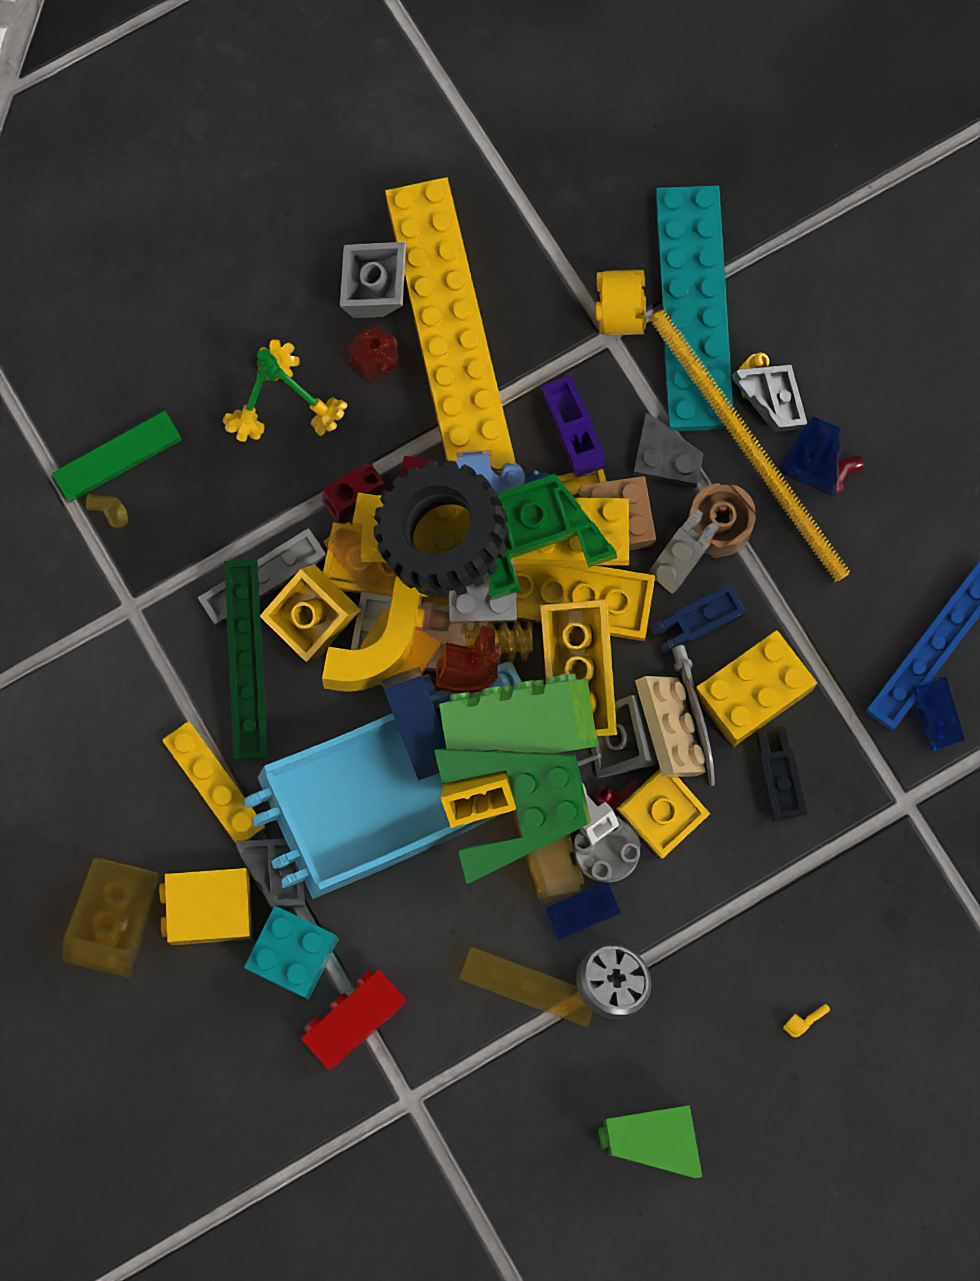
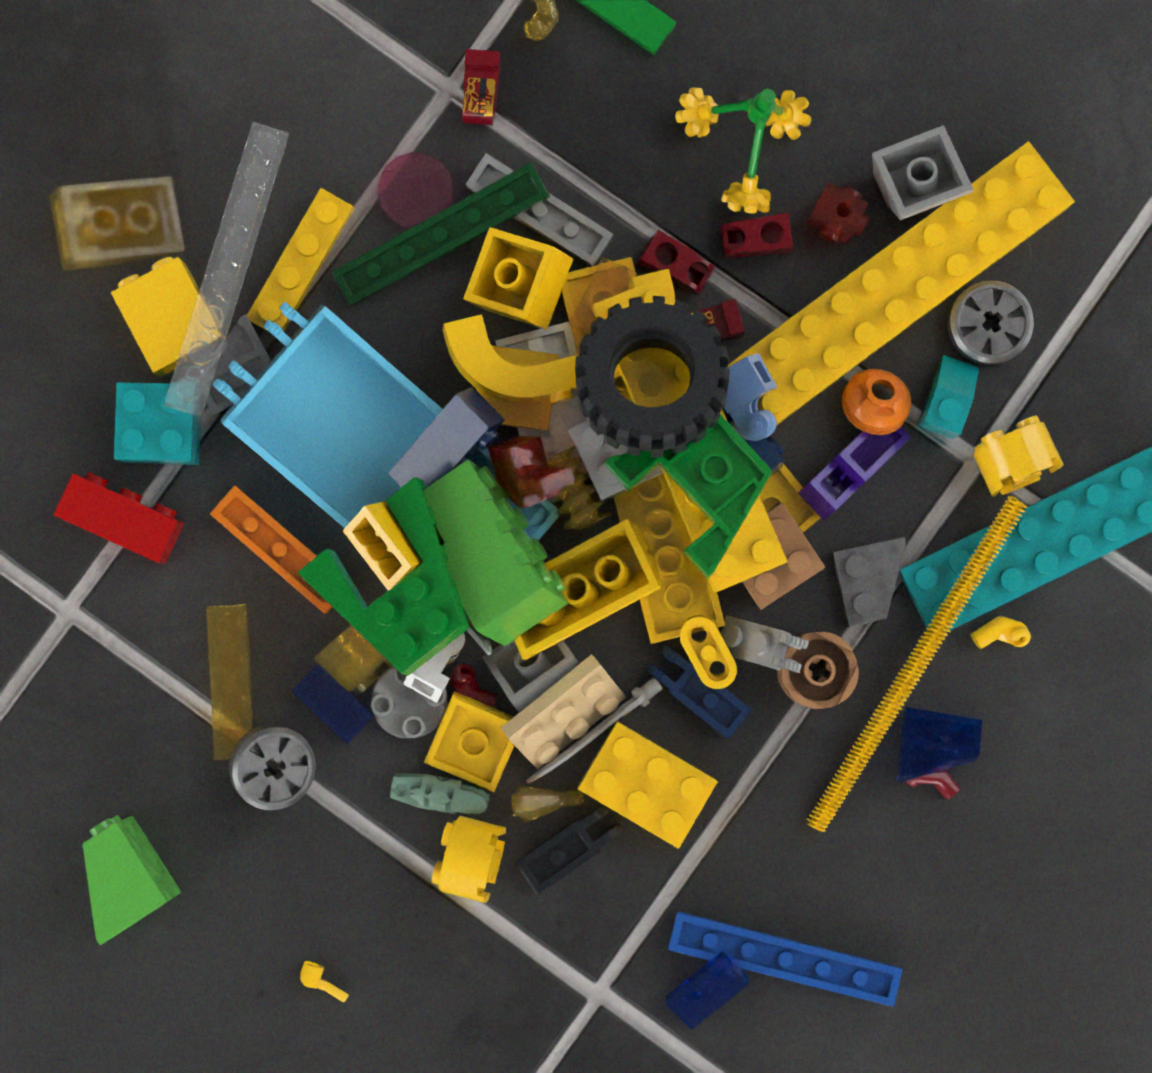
camera: 65 degrees right, 10 degrees up
(142, 579) = (481, 86): none -> dark red leg
(194, 840) = (226, 270): none -> clear plate
(199, 668) = (414, 189): none -> clear pink tile
(362, 420) = (757, 237): none -> dark red leg
(433, 903) = (268, 541): none -> orange plate
(498, 295) = (1013, 328): none -> flat silver wheel
(535, 396) = (868, 411): none -> orange piece
(554, 334) = (949, 398): none -> teal slope
(670, 594) = (706, 651): none -> yellow plate
(692, 857) = (438, 793): none -> sand green hinge
(732, 785) = (536, 802): none -> clear yellow cone
(756, 850) = (470, 858): none -> yellow brick
(773, 395) = (985, 667): flat silver wing -> none

